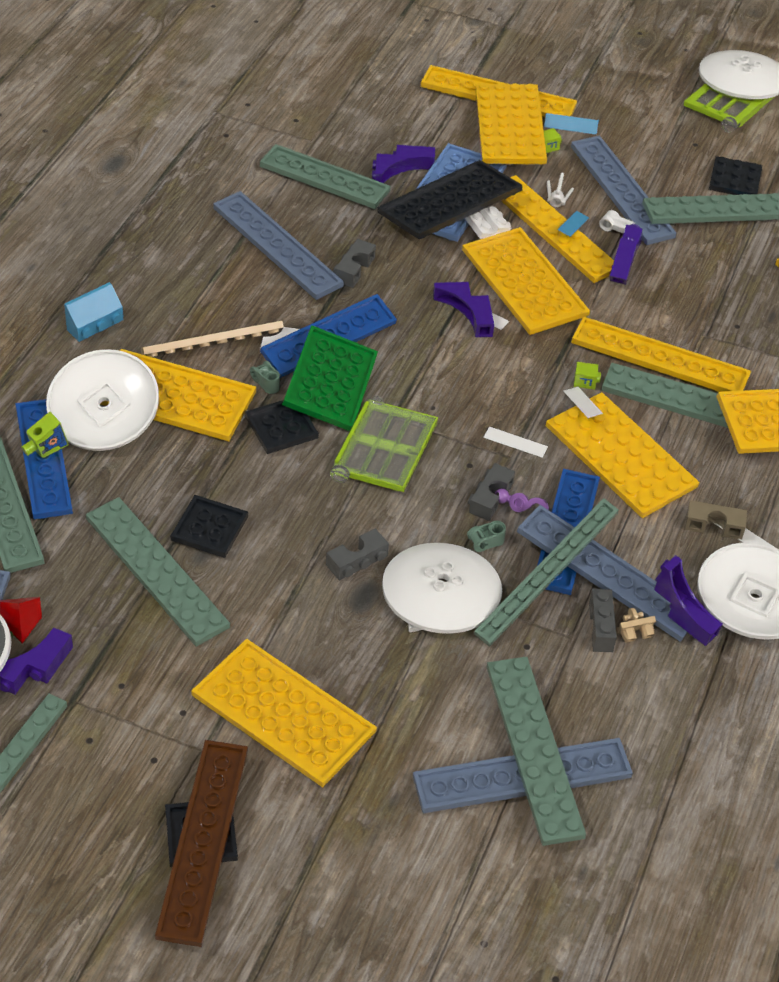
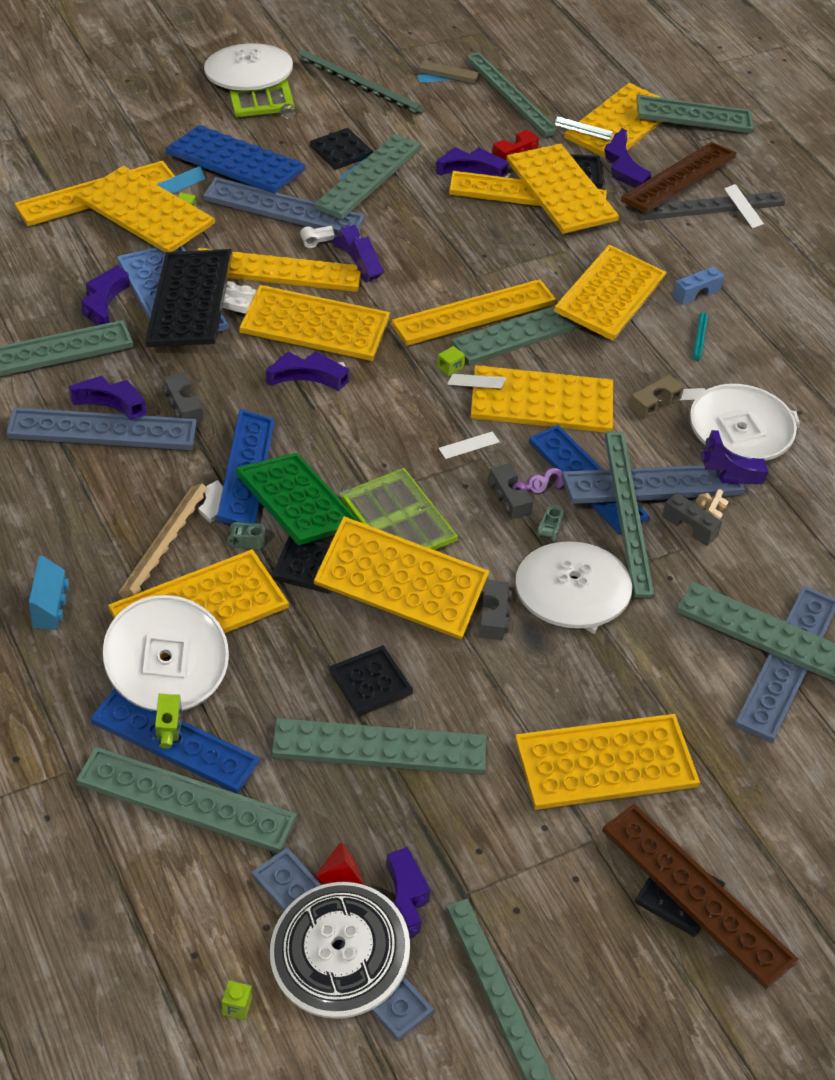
camera: 50 degrees left, 0 degrees up
(307, 219) = (118, 395): none -> dark purple arch
(319, 480) = (402, 577): none -> yellow plate
(557, 198) = (250, 244): white plant -> none
(573, 223) = (290, 256): dark azure sticker -> none
(636, 133) = (236, 159): none -> blue plate

